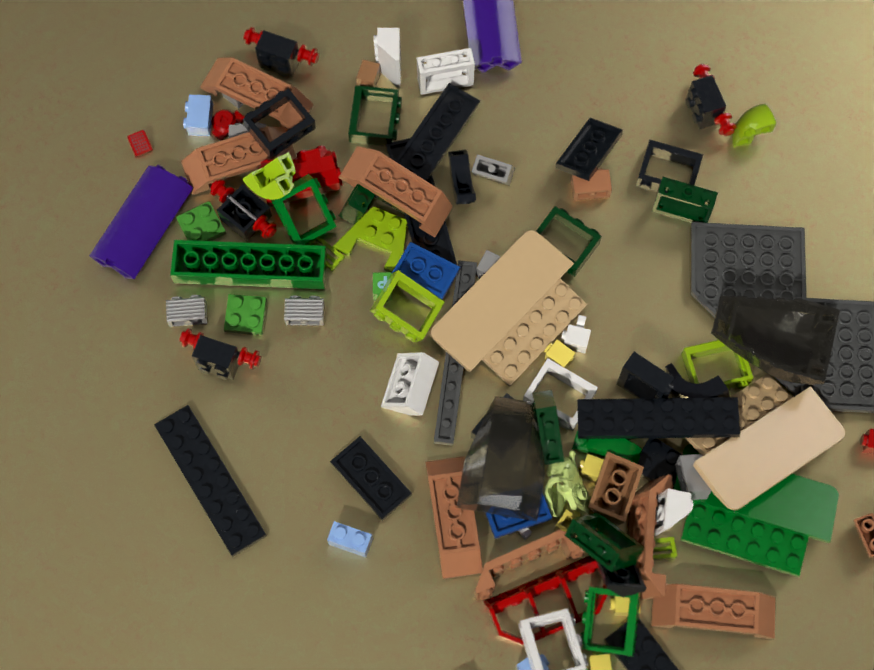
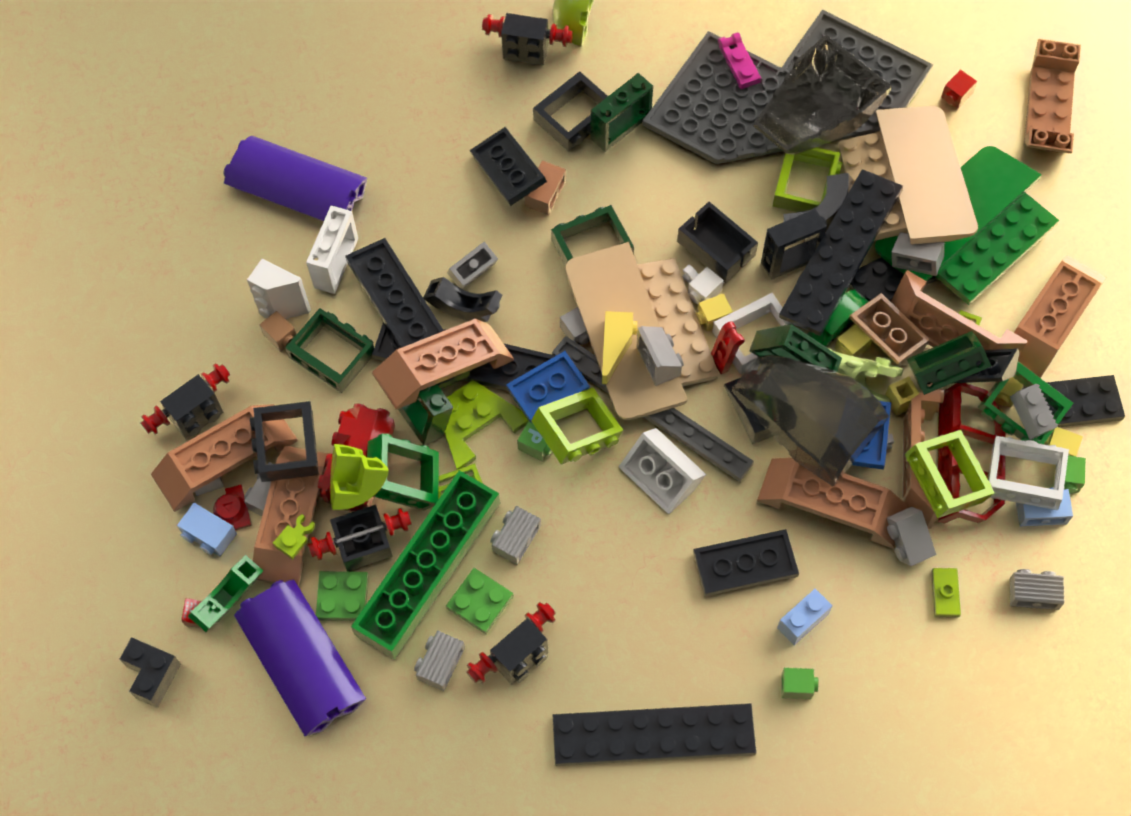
camera: 60 degrees left, 5 degrees down
(86, 141) = (155, 671): none -> black brick
(157, 152) = (226, 594): none -> green arch
(212, 168) = (293, 539): none -> lime plate
(297, 560) = (798, 683): none -> bright green brick
(428, 634) = (946, 592): none -> lime plate
(453, 585) = (910, 536): none -> light grey brick
(483, 296) = (617, 340): none -> light yellow slope
(489, 329) = (658, 354): none -> light grey slope
(494, 573) = (932, 482): none -> lime window
(529, 376) = (726, 347): none -> red plate
(601, 626) = (1033, 411): none -> light grey brick
(618, 327) = (717, 241): none -> black piece
(671, 508) = (948, 285): white slope -> none
(789, 263) = (739, 61): none -> dark pink plate

